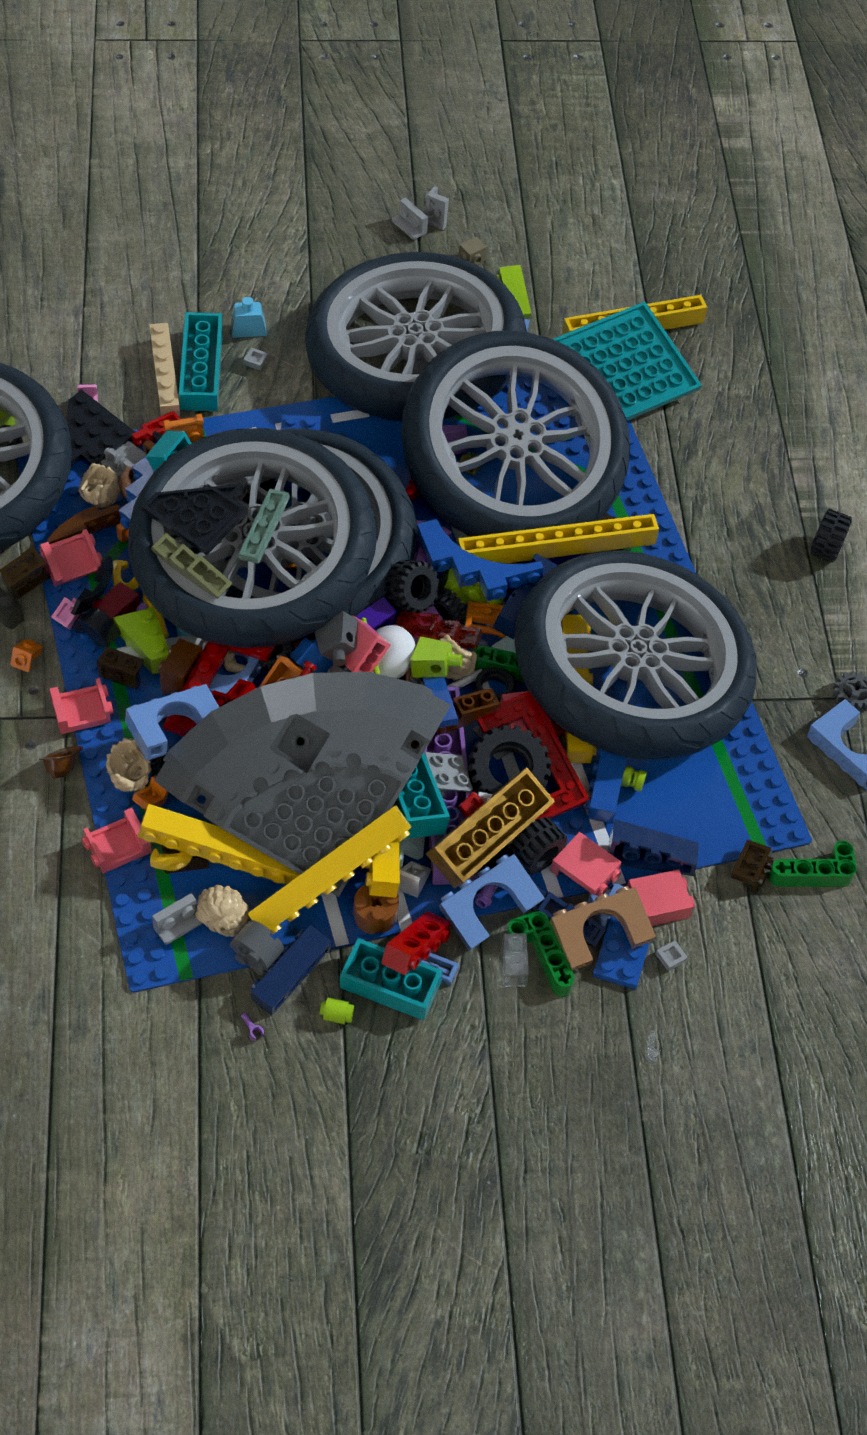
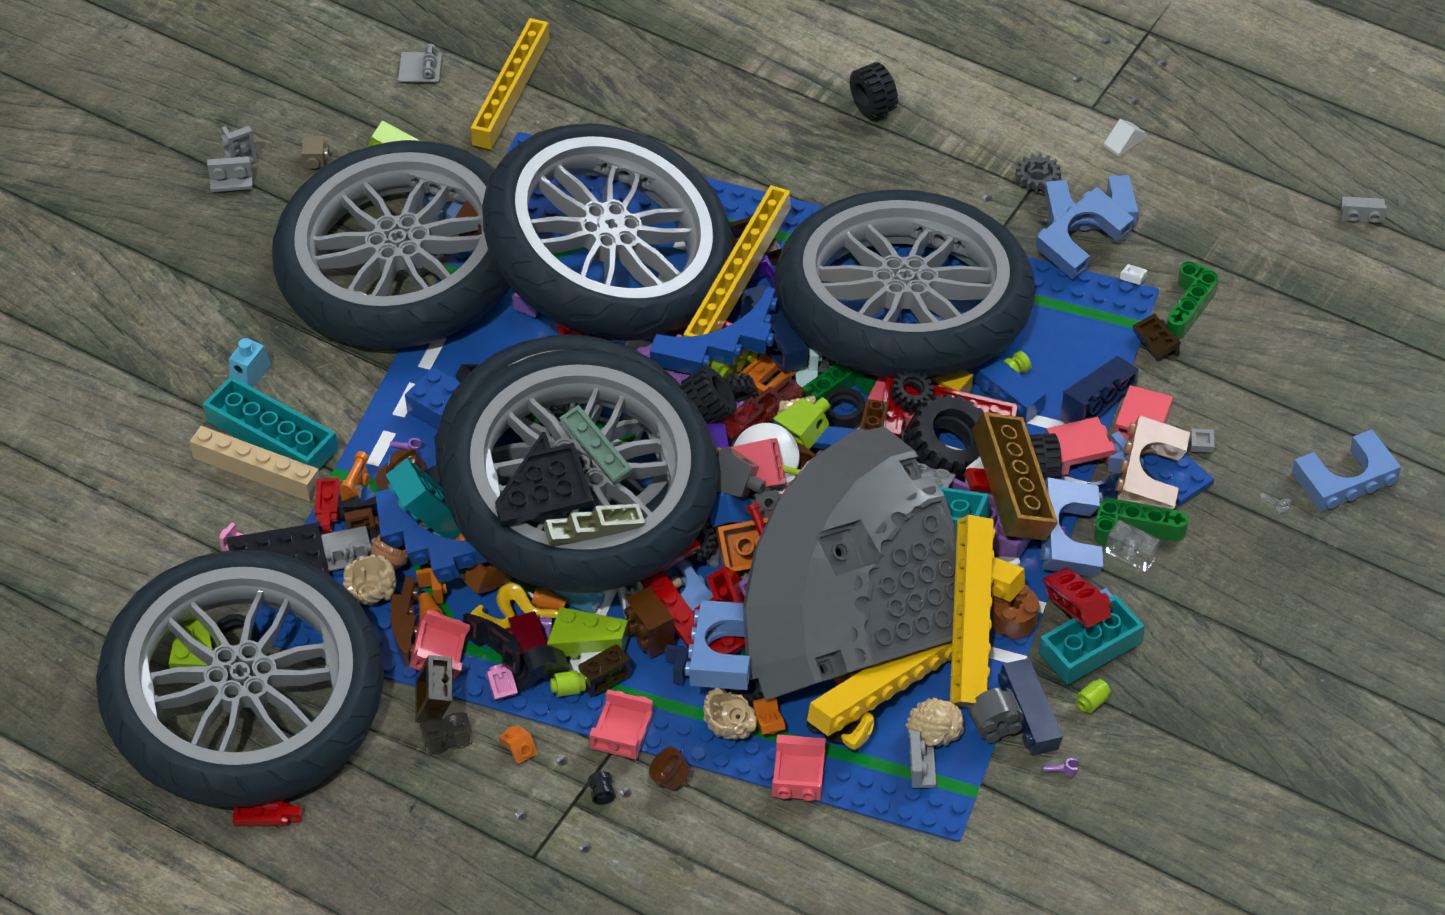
camera: 50 degrees left, 5 degrees down
(17, 726) = (601, 787): none -> black wheel
(92, 650) = (567, 683): none -> lime brick
(104, 536) = (427, 603): none -> orange cone
(255, 359) = (299, 385): light grey plate -> none
(527, 702) = (916, 381): none -> black tyre
(609, 266) = (420, 65): none -> light grey hinge
(635, 359) = (553, 96): teal plate -> none
(745, 1110) = (1330, 490): none -> medium blue arch
(808, 814) = (1133, 274): none -> white tile
(838, 742) = (1094, 209): none -> medium blue arch

